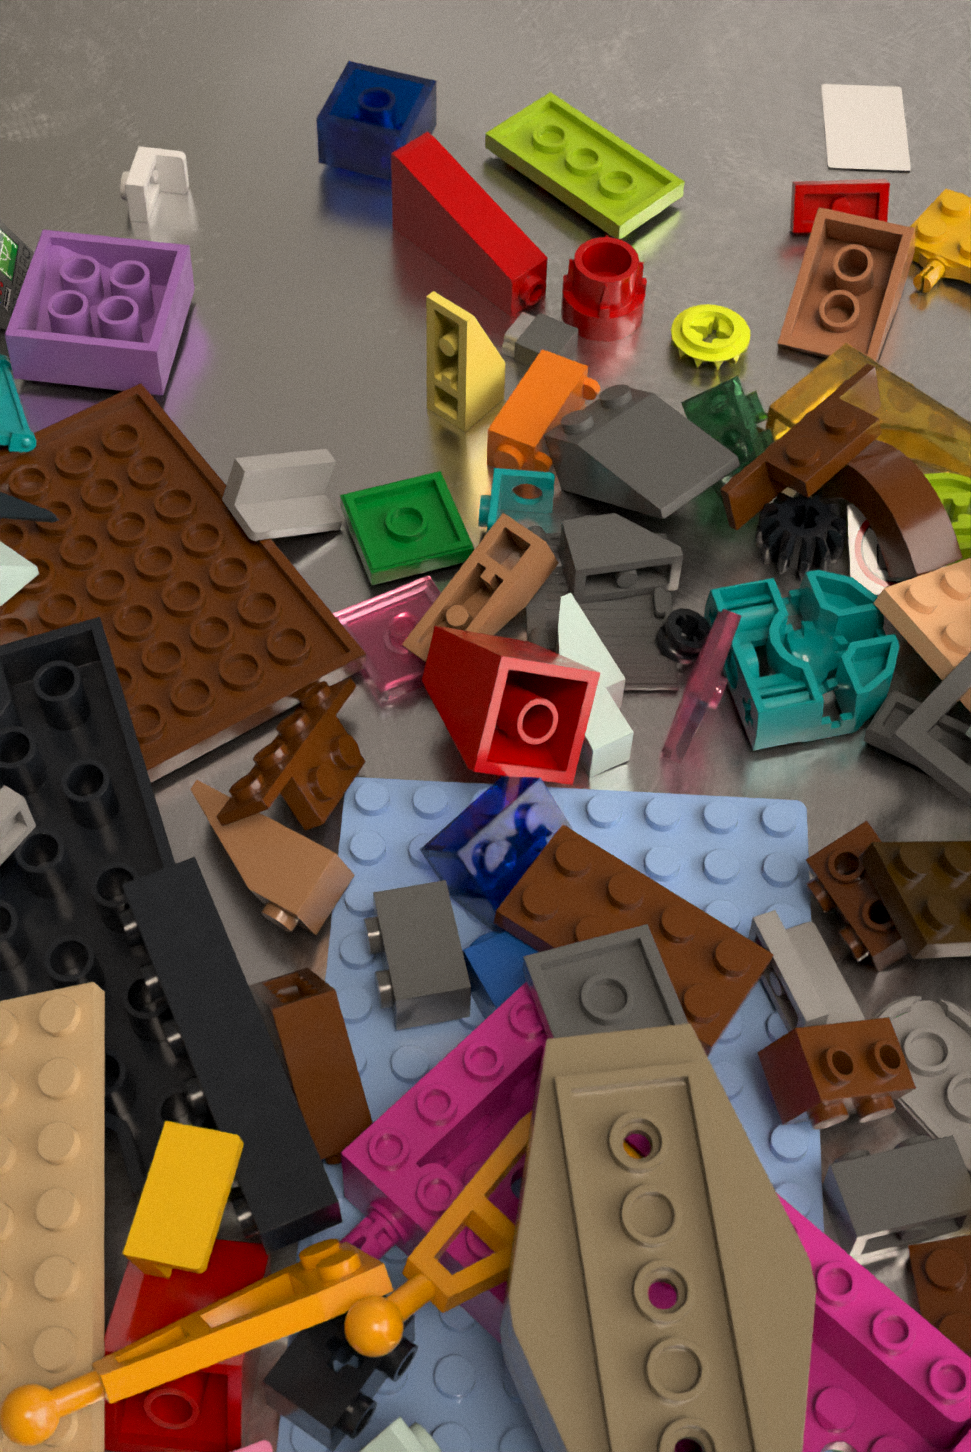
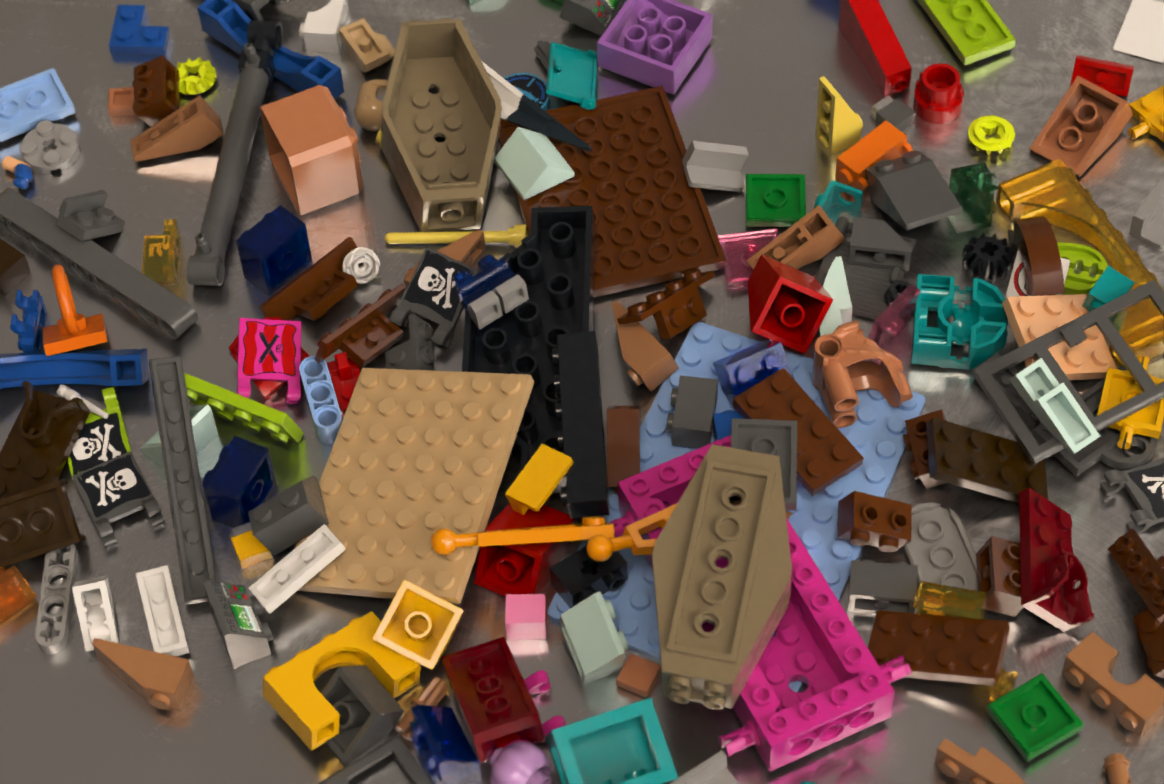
camera: 25 degrees right, 0 degrees up
(664, 786) = (841, 371): none -> nougat helmet
(802, 975) = (881, 472): light grey panel -> none
(810, 450) = (1004, 212): reddish brown bracket -> none

